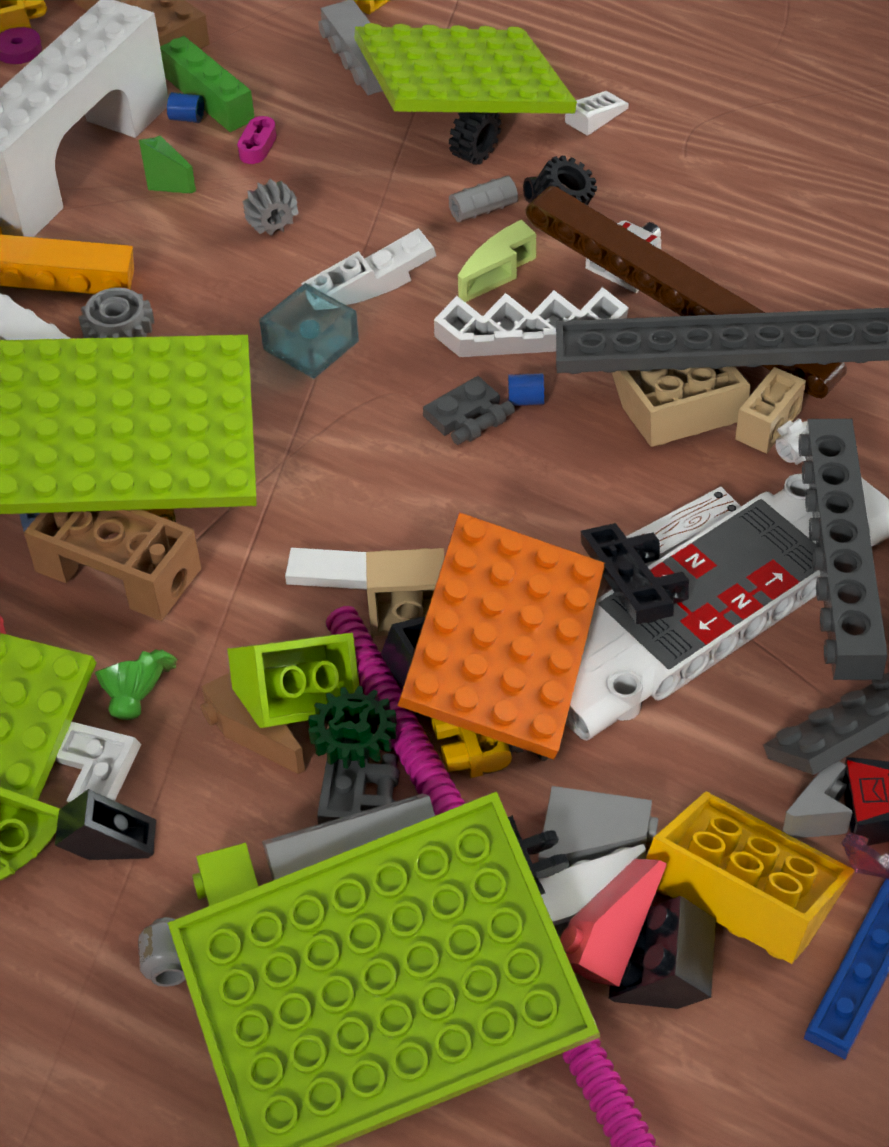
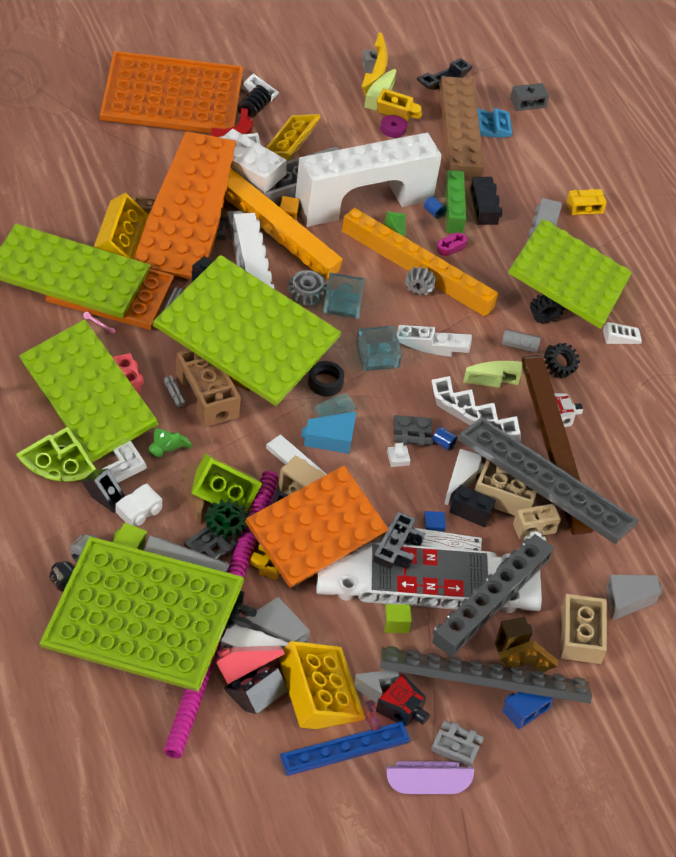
camera: 30 degrees right, 0 degrees up
(63, 599) = (174, 391): none -> light grey axle
(174, 1025) = (61, 574): none -> black head
(185, 293) = (344, 295): none -> clear light blue brick
(186, 813) = (139, 505): none -> white brick
(224, 185) = (410, 255): none -> light orange brick
(246, 58) = (485, 201): none -> black brick
(282, 441) = (325, 389): none -> black tyre
(330, 455) = (335, 405): none -> clear light blue slope
(363, 492) = (330, 432): none -> dark azure slope
(486, 458) = (398, 455): none -> white tile
(598, 411) = (464, 472): none -> white slope
(633, 511) = (434, 521): none -> blue tile
(664, 451) = (472, 506): none -> black brick
(745, 681) = (397, 618): none -> lime panel

